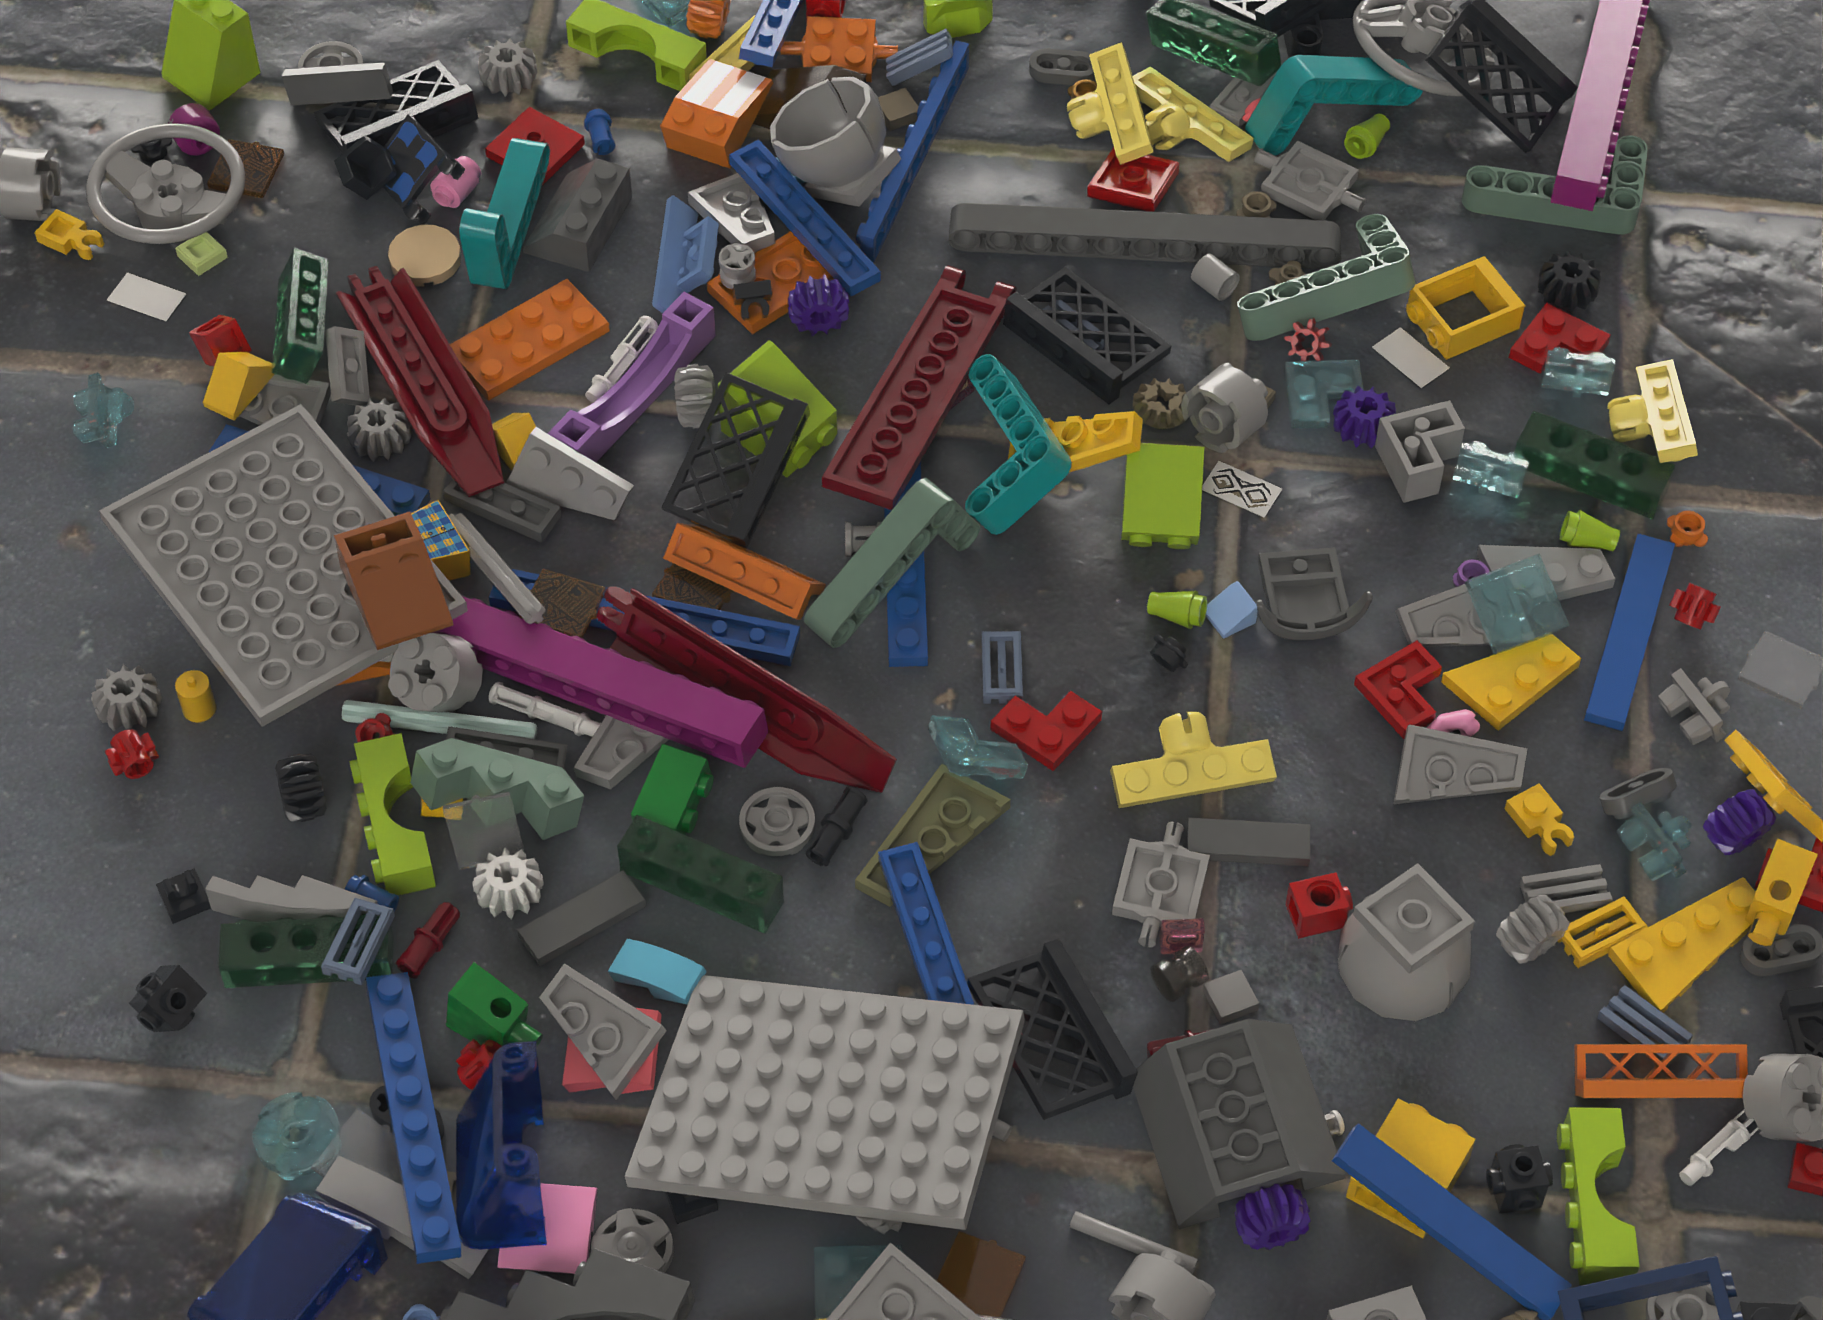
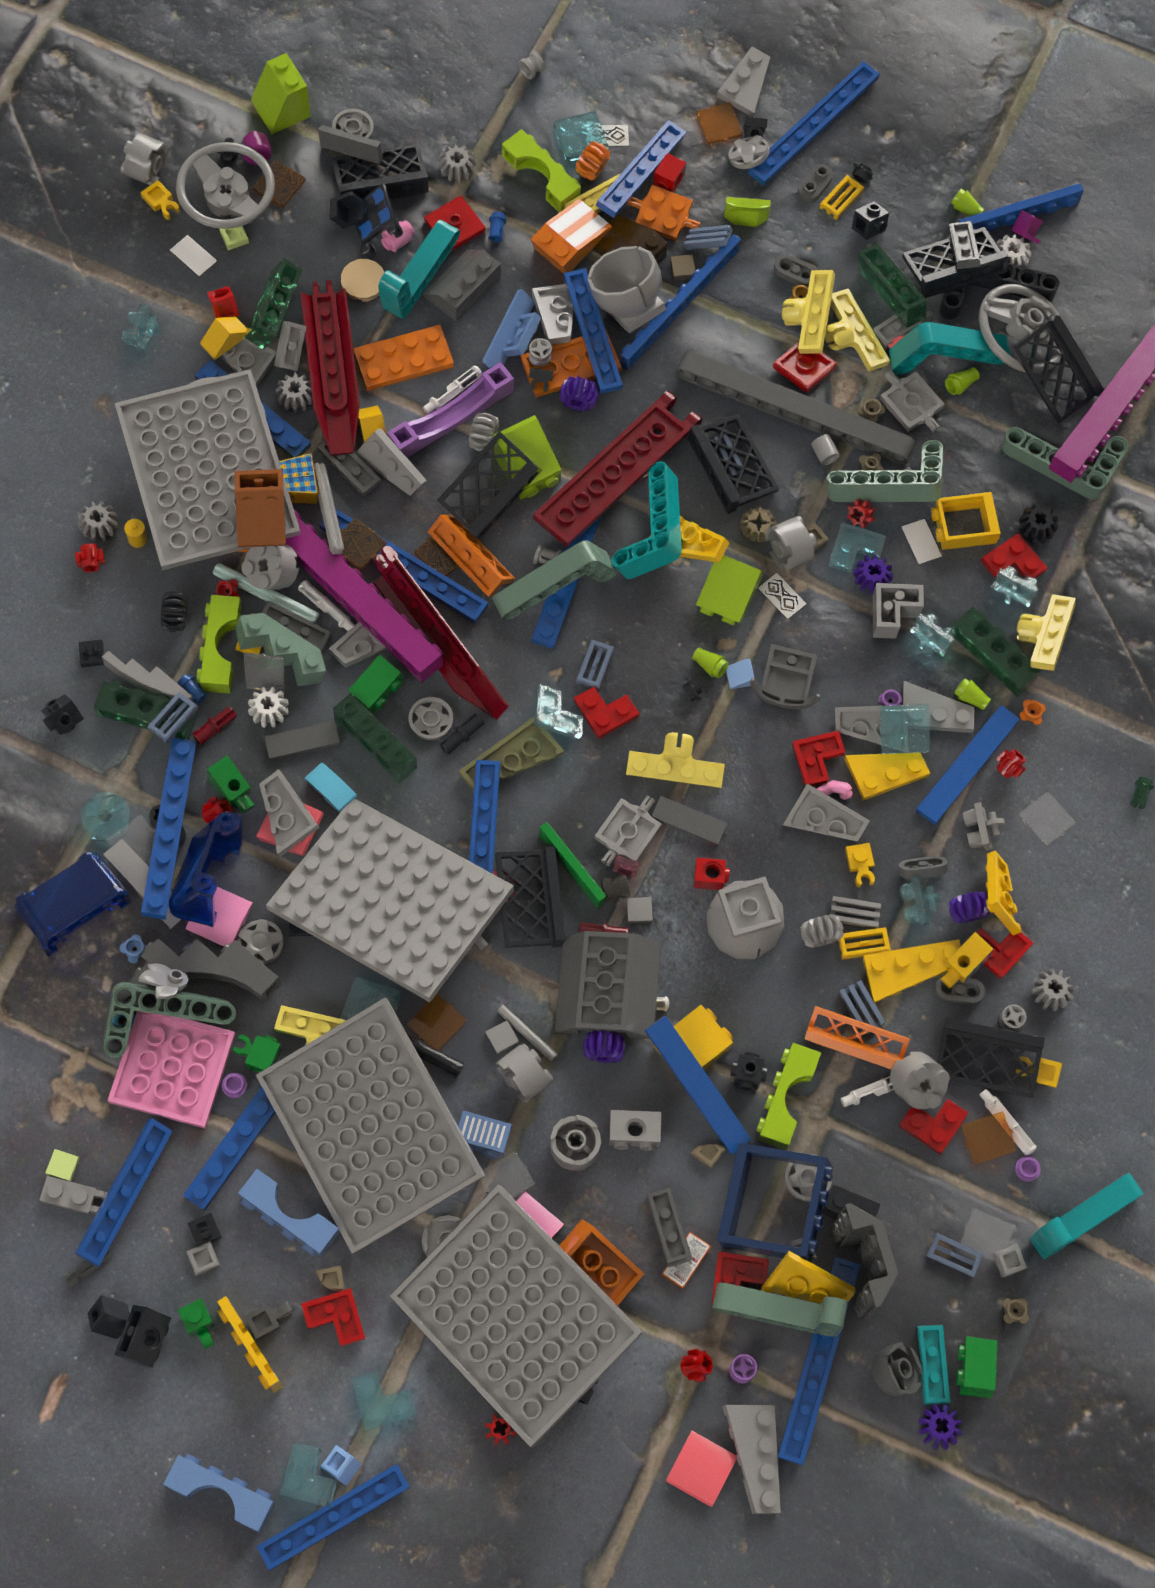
camera: 15 degrees right, 15 degrees up
(1096, 1263) = (502, 1037): none -> light grey tile
(1099, 963) = (572, 865): none -> green tile

